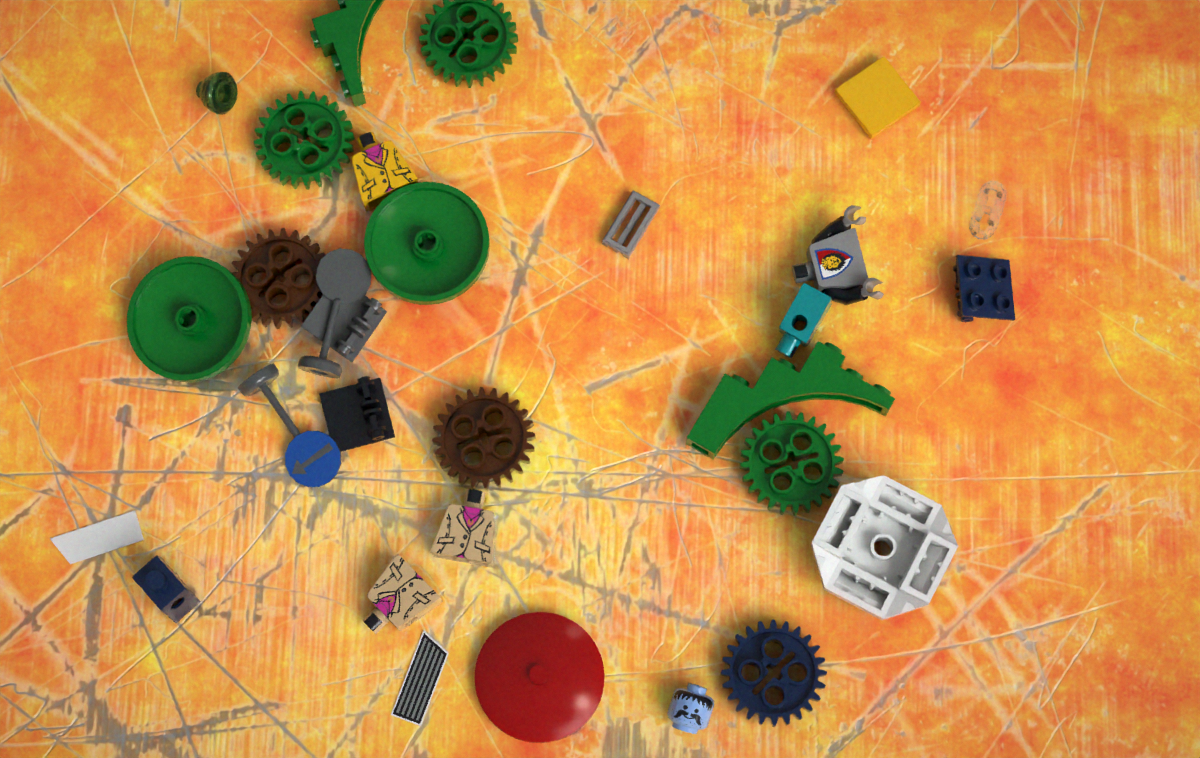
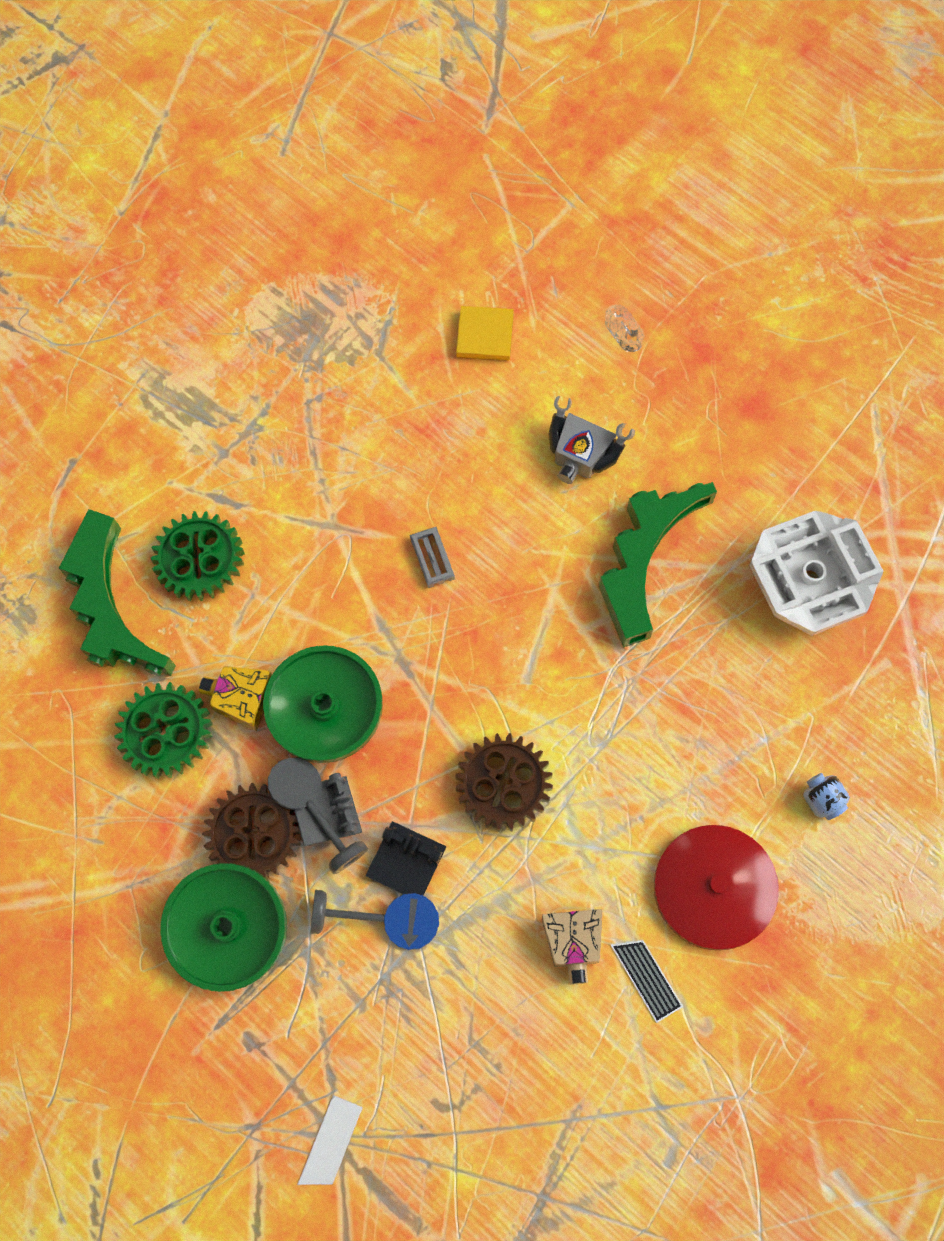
camera: 50 degrees left, 5 degrees down
(165, 588) = (419, 1120): dark blue torso -> none
(218, 92) = (68, 763): clear green brick -> none
(467, 532) = (565, 850): tan torso -> none
(752, 652) = (870, 717): dark blue gear -> none
(801, 489) = (674, 577): green gear -> none
(808, 306) = (599, 486): teal torso -> none
(984, 288) = (678, 370): dark blue hinge -> none

